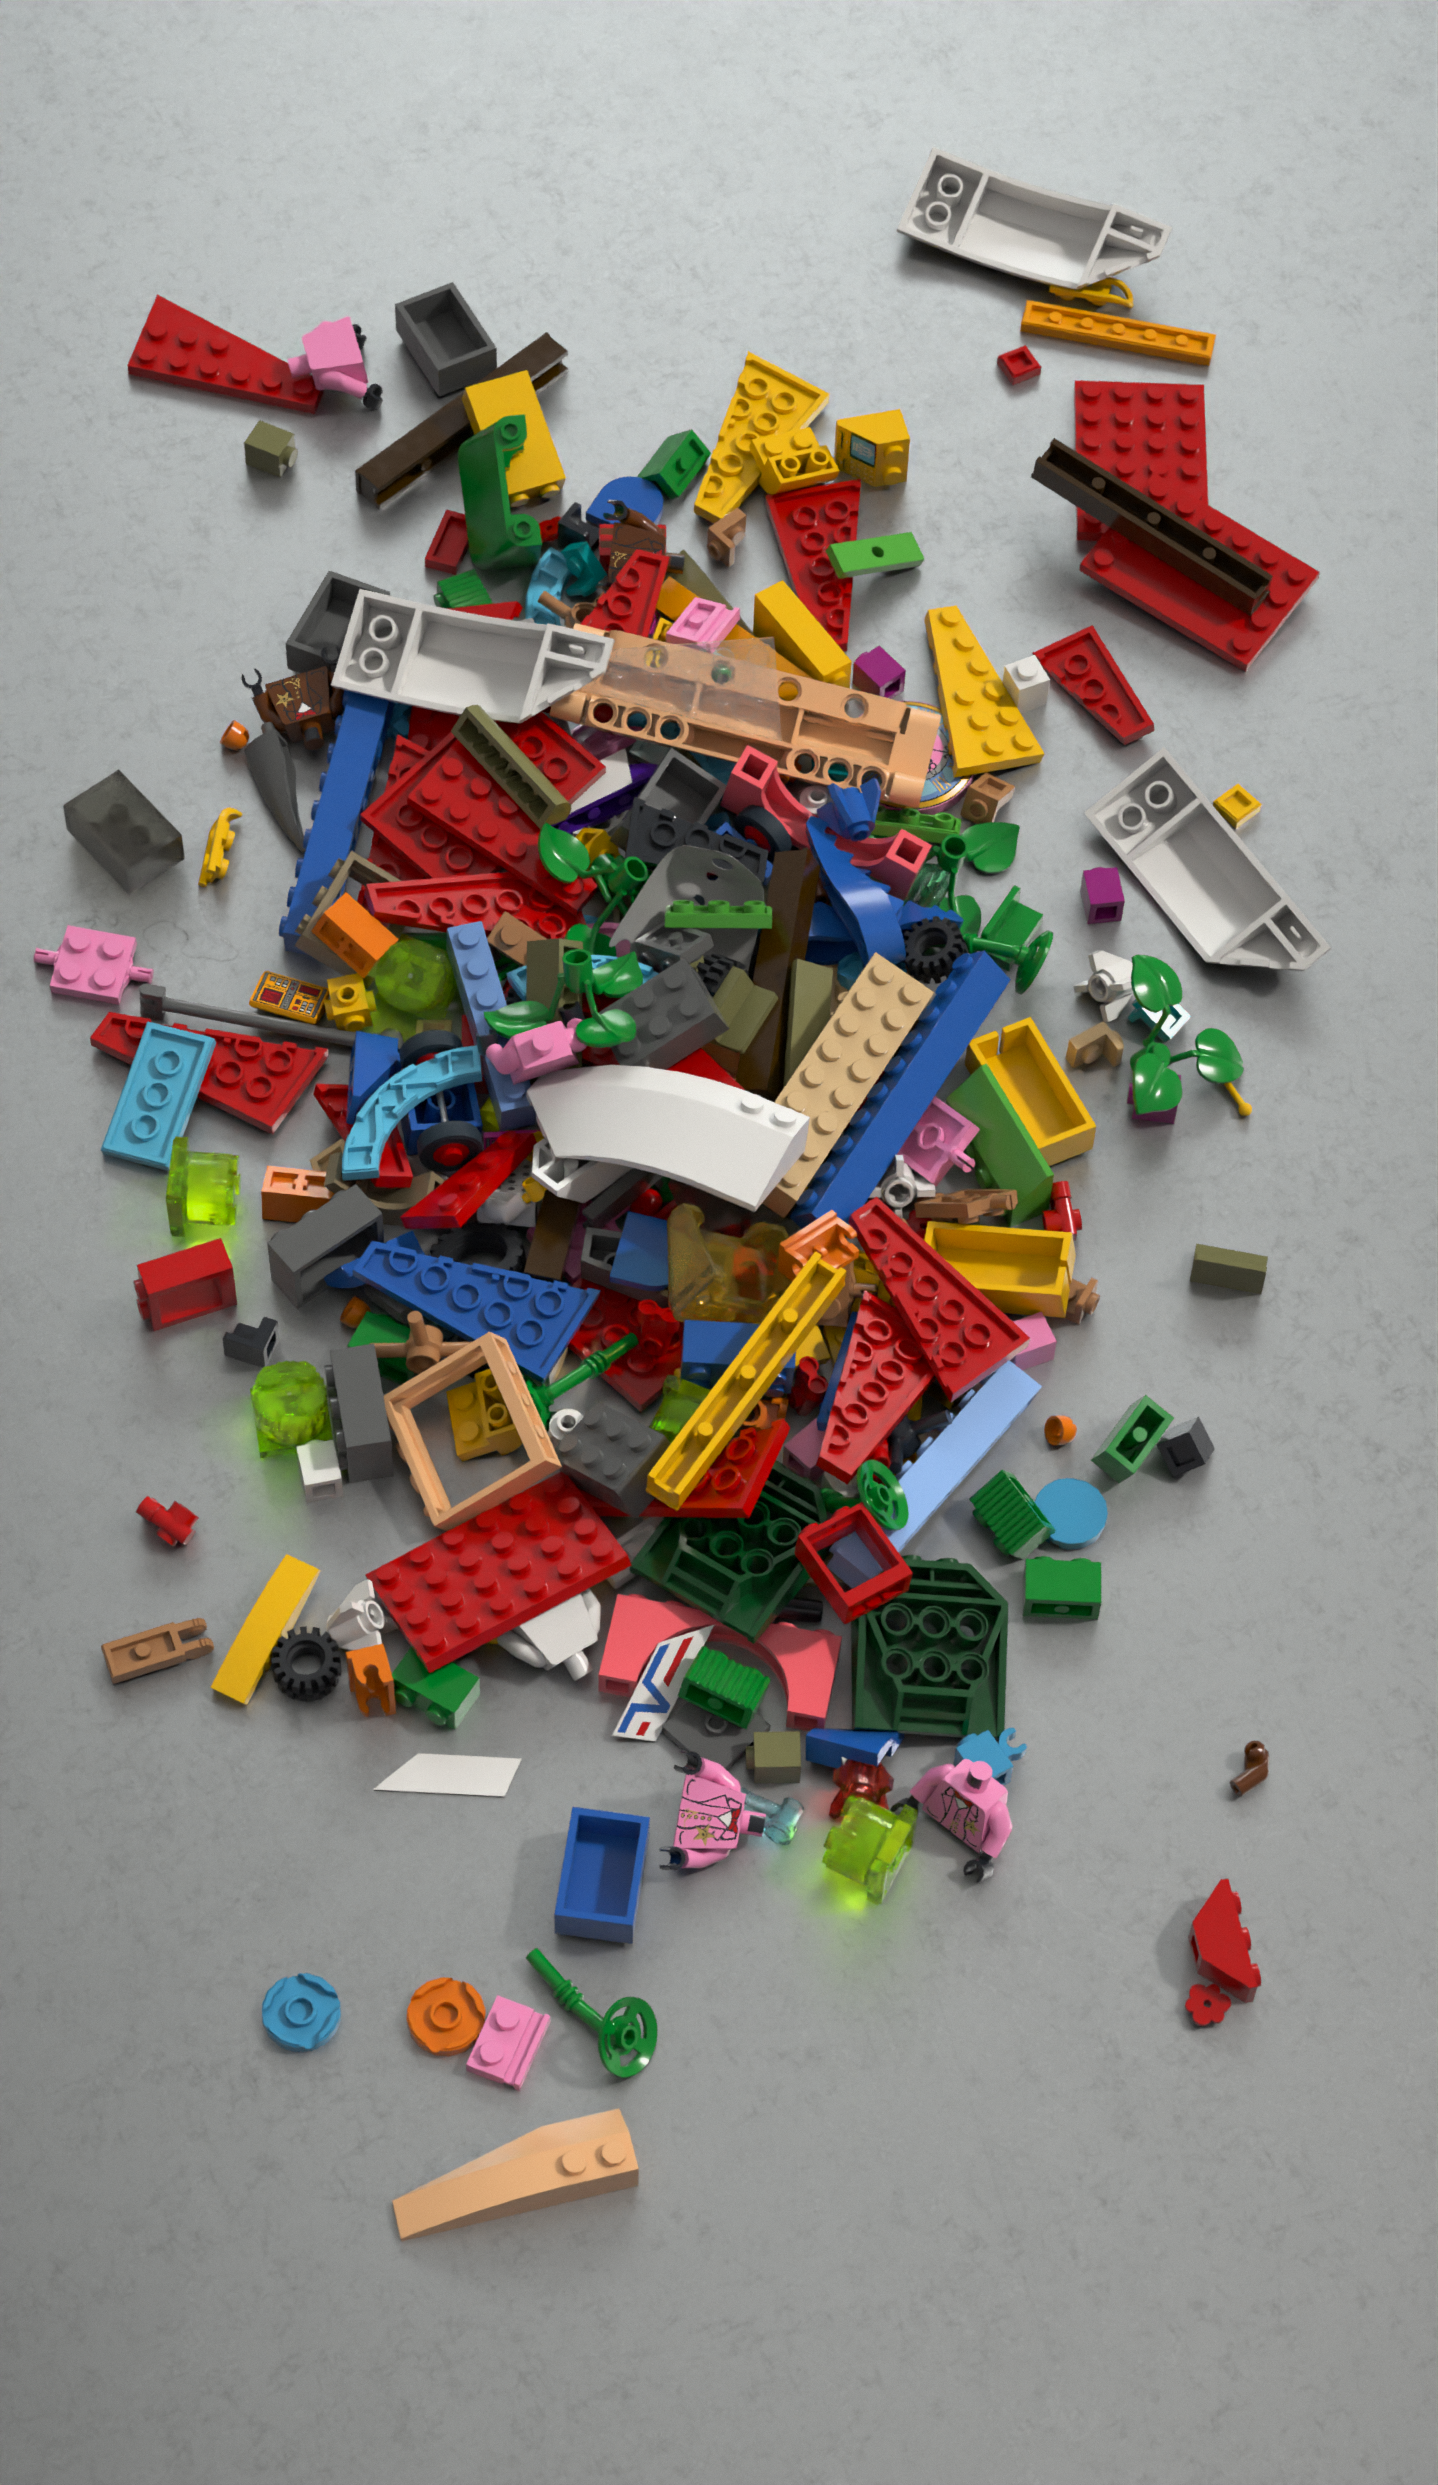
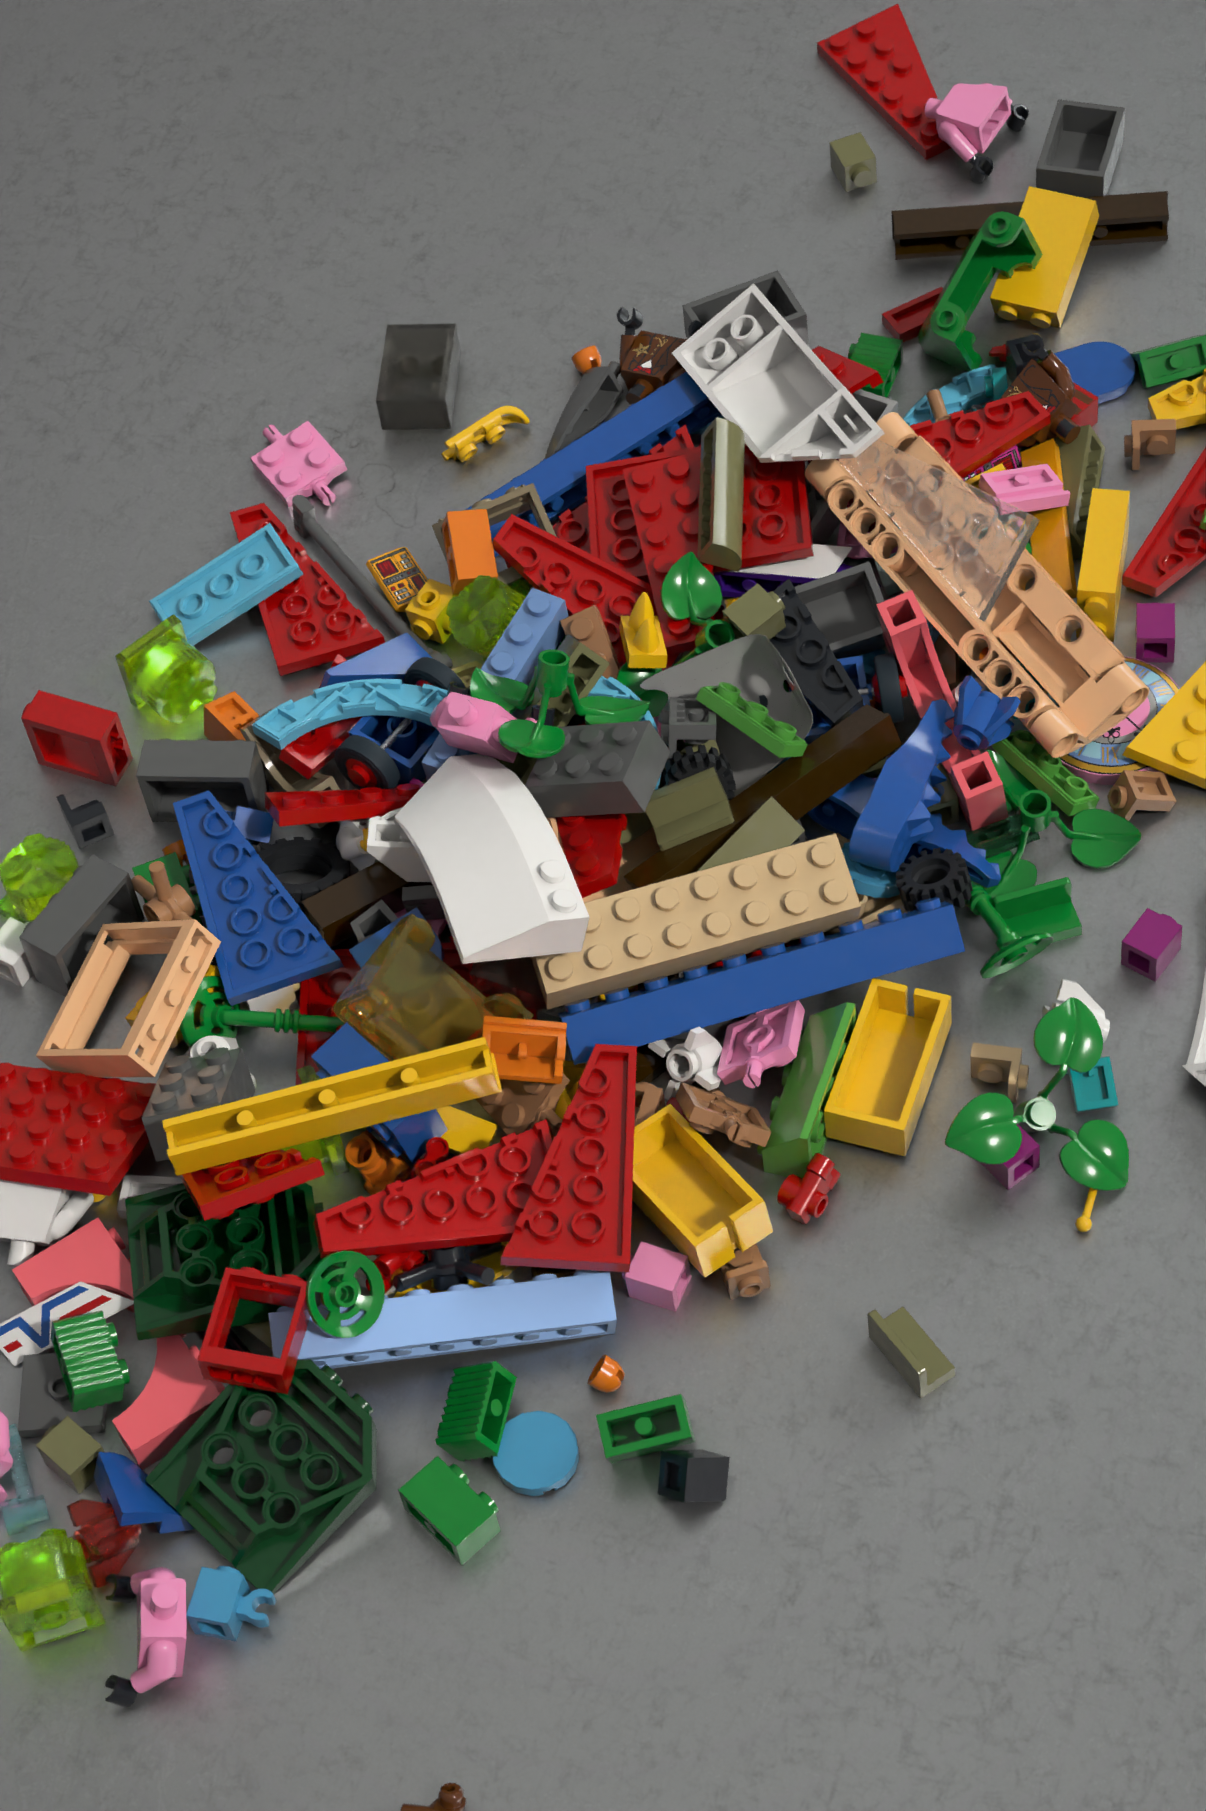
camera: 55 degrees right, 5 degrees down
(562, 914) = (643, 636): none -> yellow tile
(648, 838) = (756, 613): none -> olive brick

